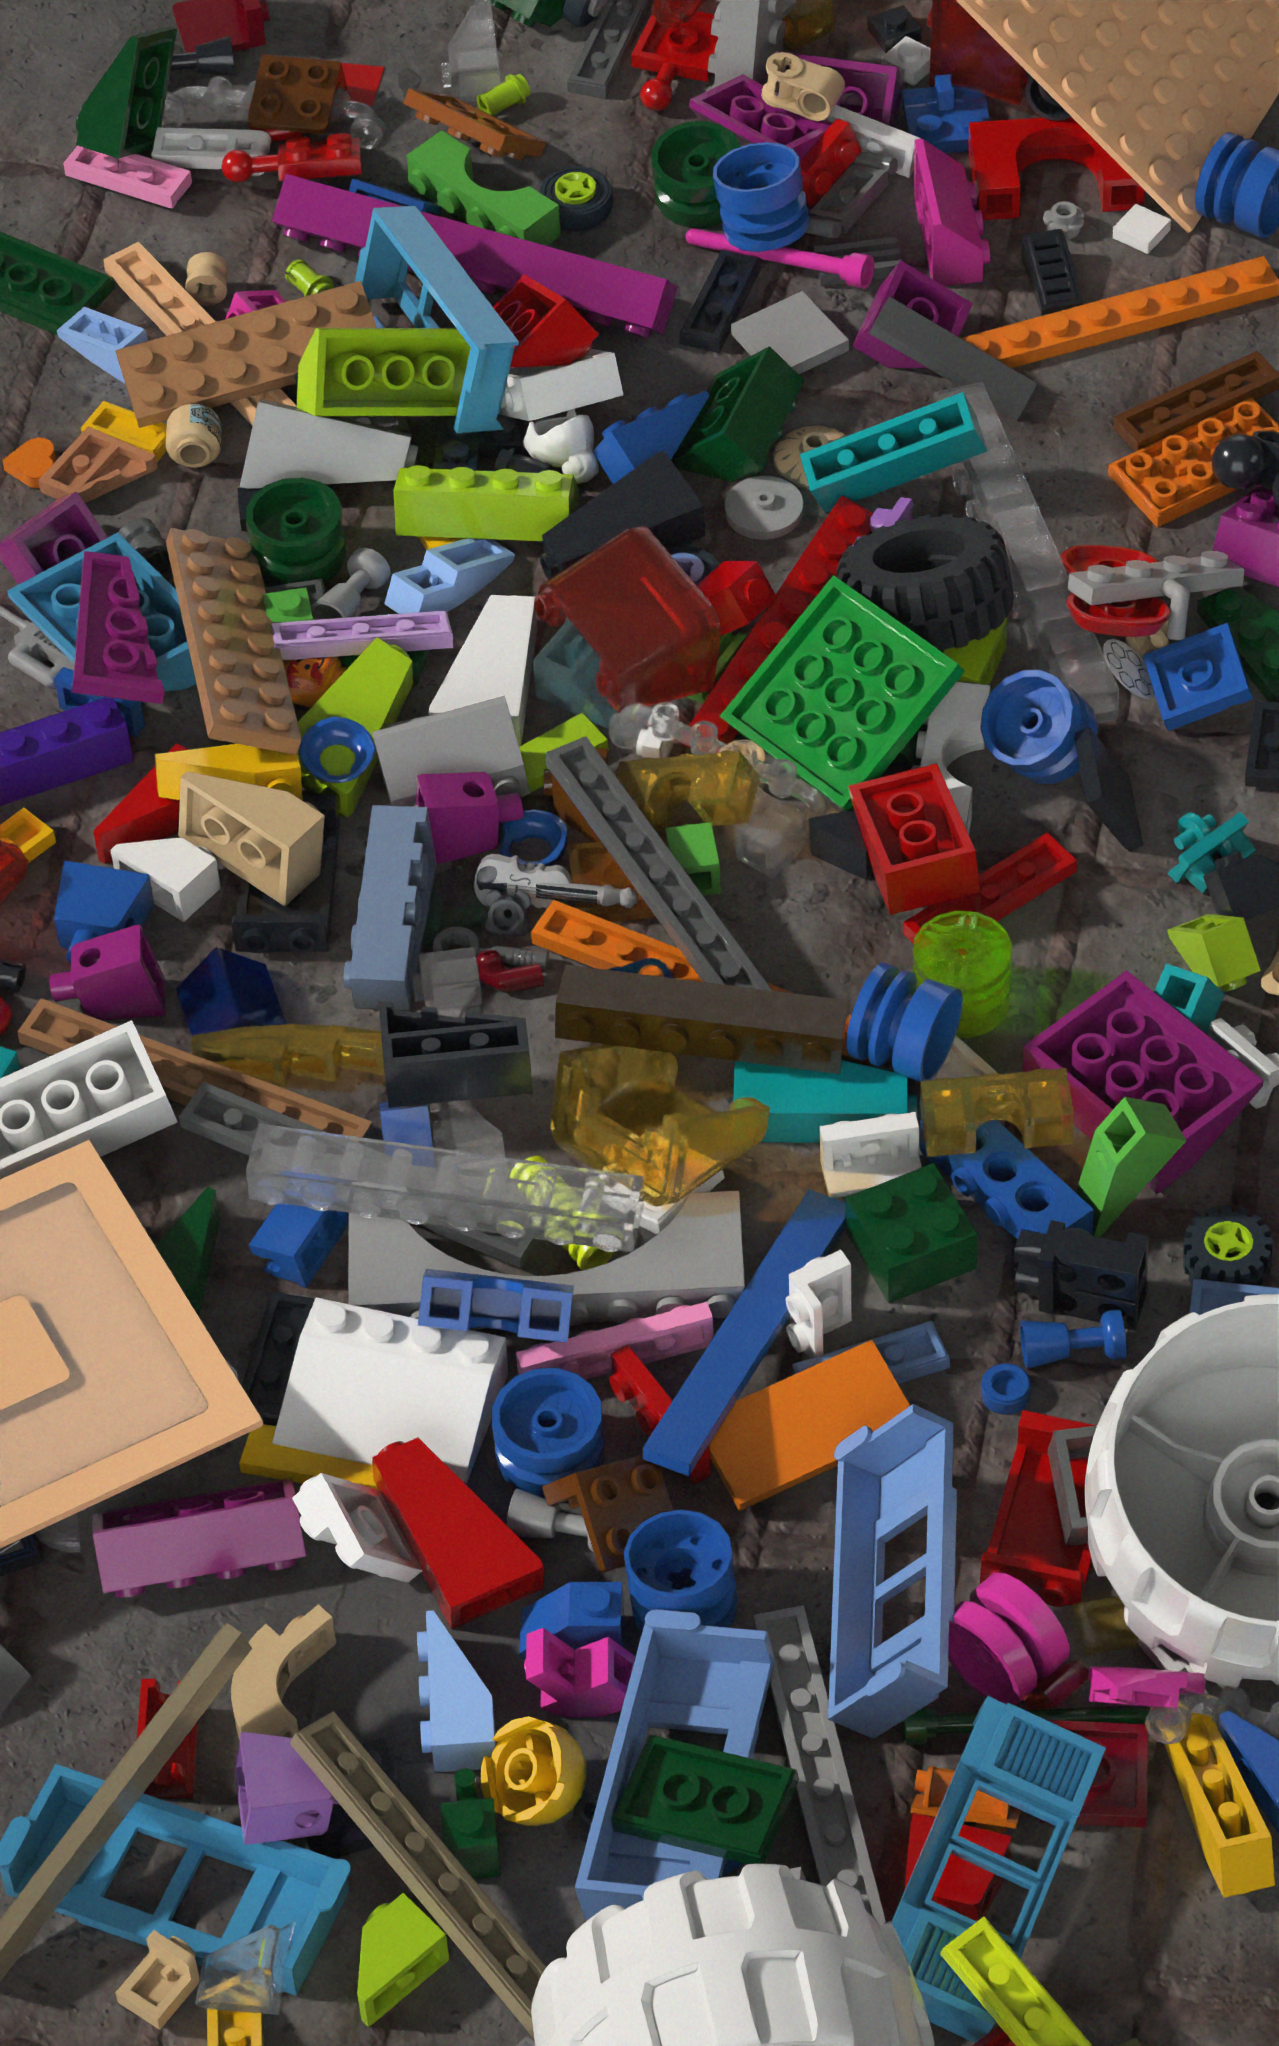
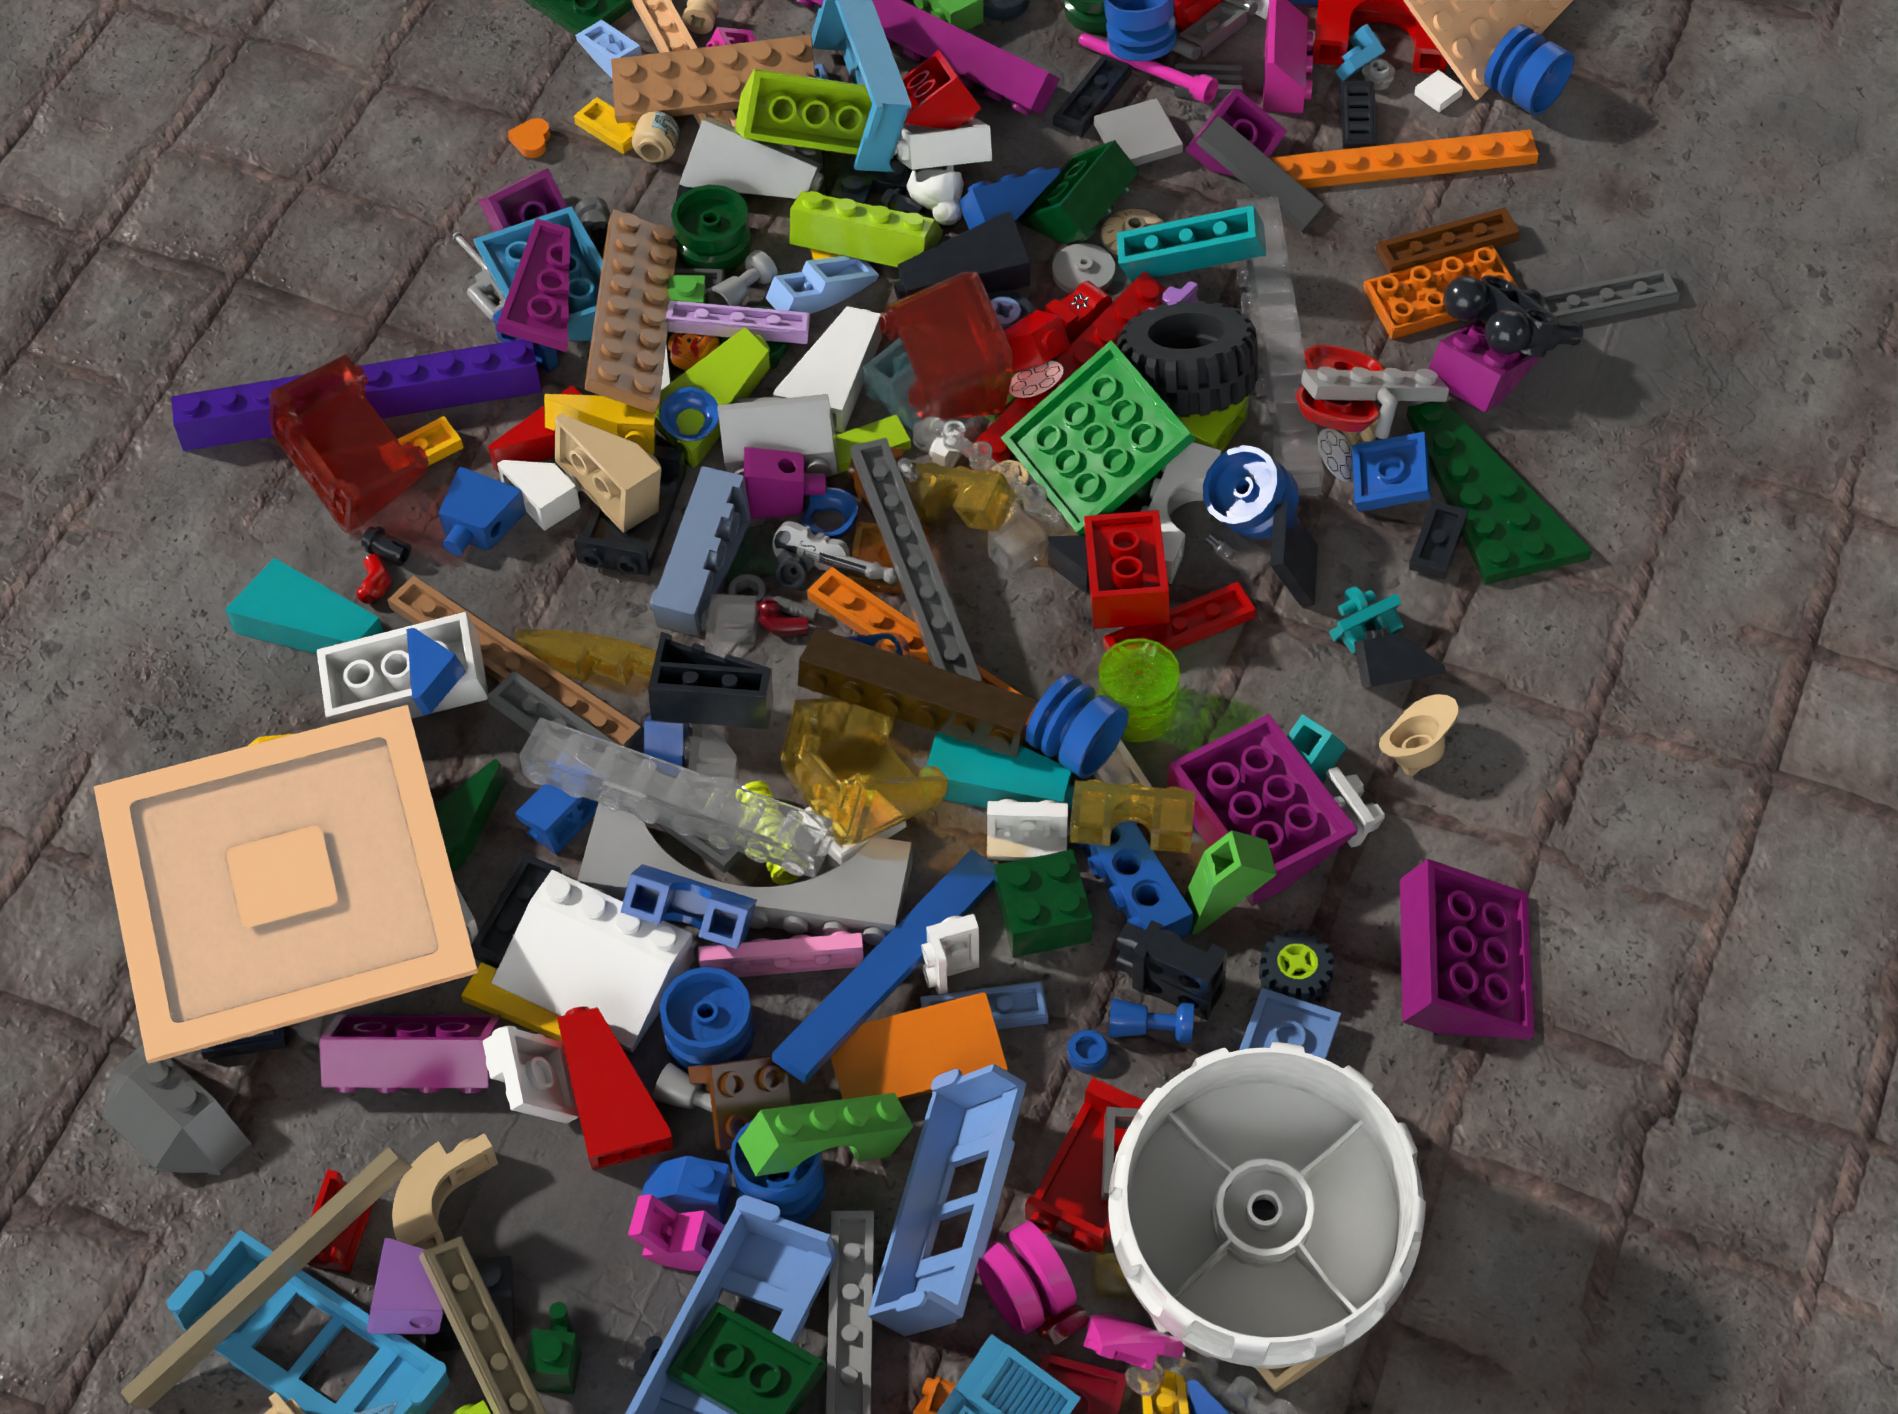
camera: 10 degrees right, 5 degrees up
(96, 466) = (575, 149): nougat wing -> none
(113, 977) = (473, 569): magenta torso -> none
(114, 1090) = (432, 670): none -> blue slope
(228, 994) = (561, 600): clear blue slope -> none
(307, 279) = (777, 24): lime pin -> none
(458, 1701) = (574, 1250): light blue slope -> none
(533, 1772) = (616, 1315): yellow cylinder -> none
(621, 770) = (908, 470): none -> clear piece
(635, 1384) = (788, 990): red plate -> none
(696, 1525) = (789, 1135): none -> bright green arch
(697, 854) = (952, 551): bright green brick -> none
(746, 642) = (1036, 379): none -> sticker
(776, 550) = (1080, 308): none -> red leg
(927, 1723) = (951, 1334): dark green piece -> none
(1017, 801) = (1222, 549): none -> clear piece
(1042, 193) = (1366, 49): none -> dark azure bracket
(1217, 949) = (1350, 706): lime slope -> none

